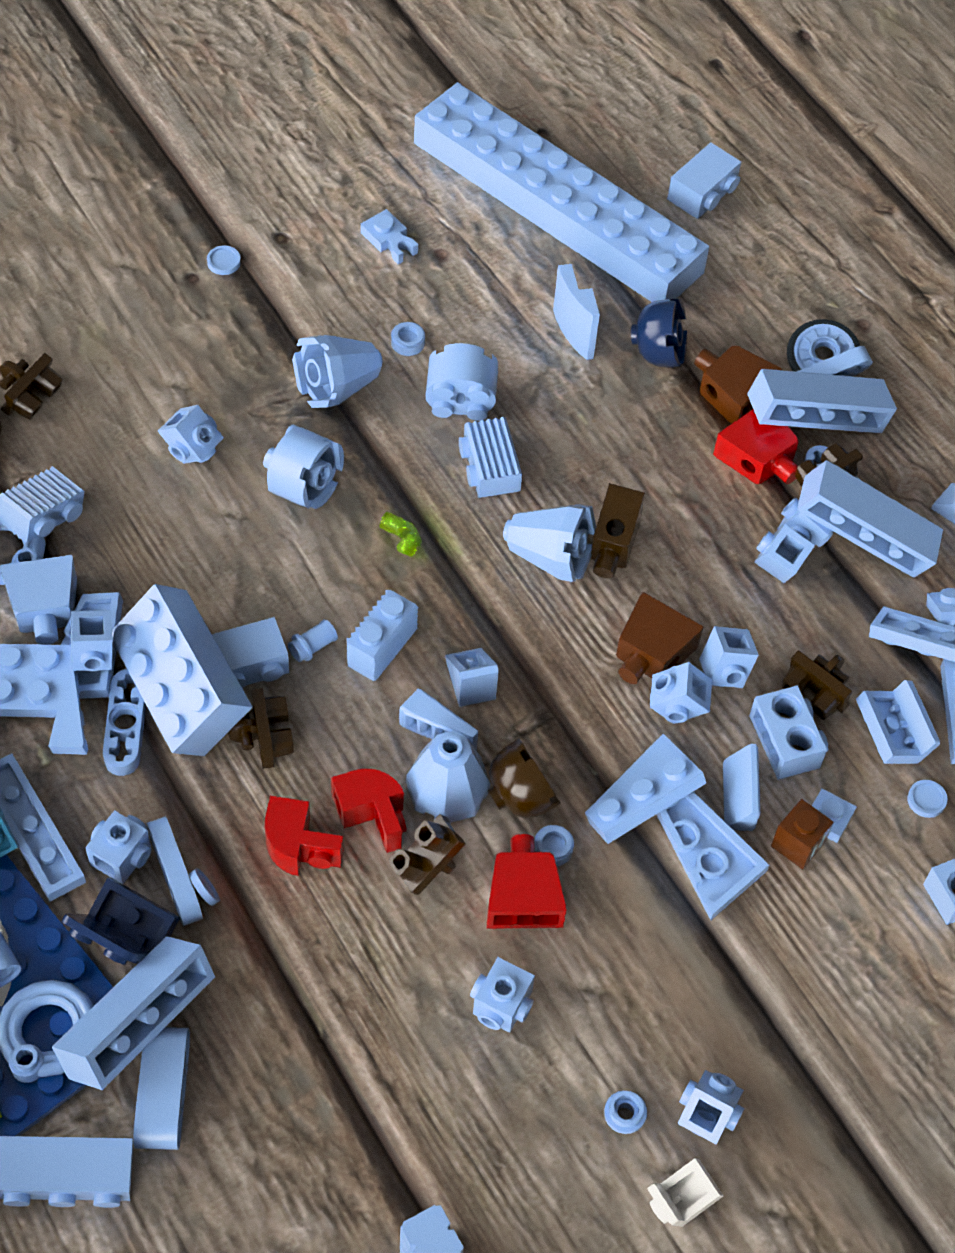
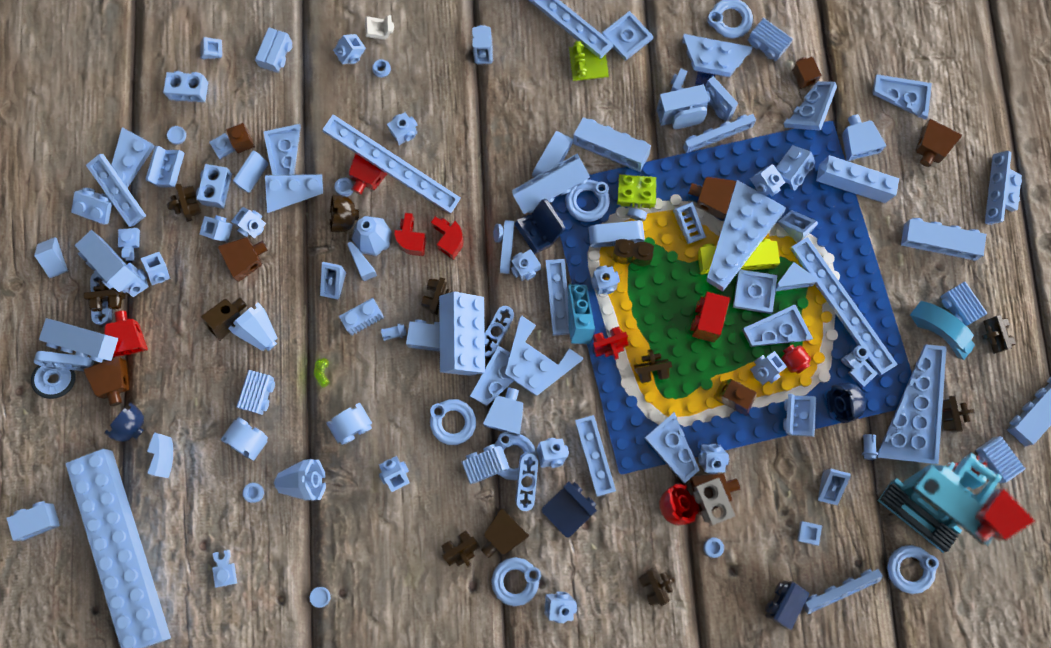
camera: 145 degrees left, 20 degrees up
(91, 640) = (495, 362): light blue brick -> none
(163, 546) = (436, 421): none -> light blue piece
(428, 855) = (399, 200): dark brown hips -> none
(478, 898) = (391, 164): none -> light blue plate
(864, 1037) = (273, 50): none -> light blue brick
(866, 589) = (127, 241): none -> light blue plate

